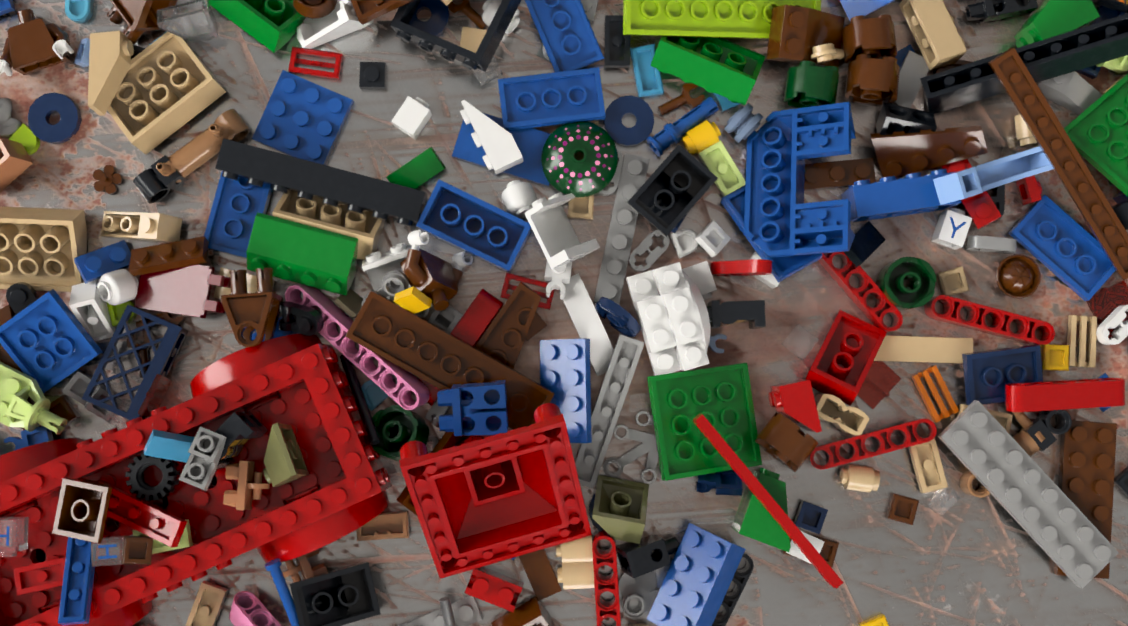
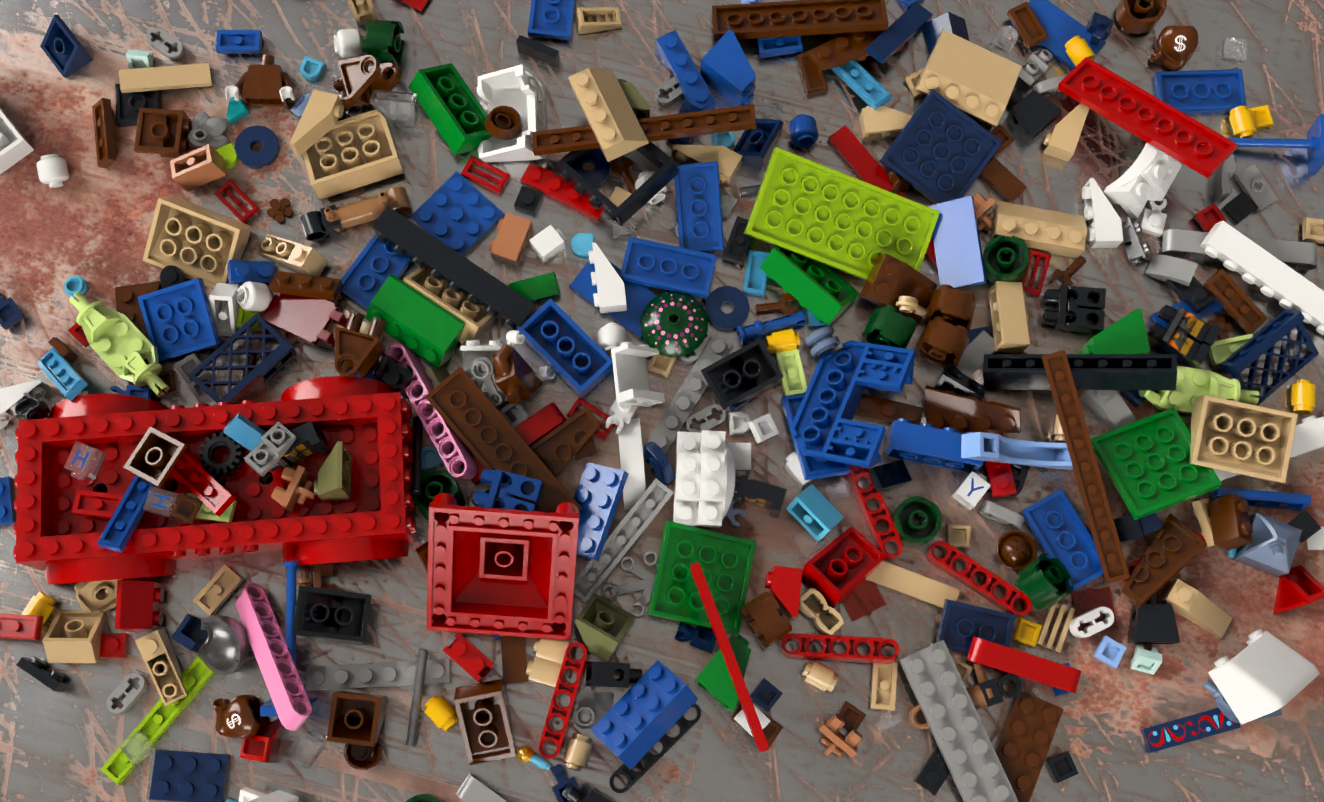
camera: 20 degrees right, 10 degrees down
(15, 85) = (236, 111): none -> teal tile
(77, 196) = (249, 214): none -> red tile
(371, 126) = (511, 239): none -> nougat brick
(385, 526) = (395, 572): medium nougat plate -> none
(396, 51) = (555, 188): none -> red plate
(412, 300) = (491, 386): yellow tile -> none
(449, 104) = (582, 243): none -> medium azure tile
(741, 268) = (777, 458): red beam -> none
(798, 311) = (814, 512): none -> medium azure brick
(897, 538) = (831, 729): none -> nougat hips
(943, 388) = (908, 606): orange tile -> none
(1005, 533) = (933, 772): none -> black plate
(1029, 190) = (1049, 480): red plate -> none
(1060, 301) = (1044, 581): none -> dark green brick

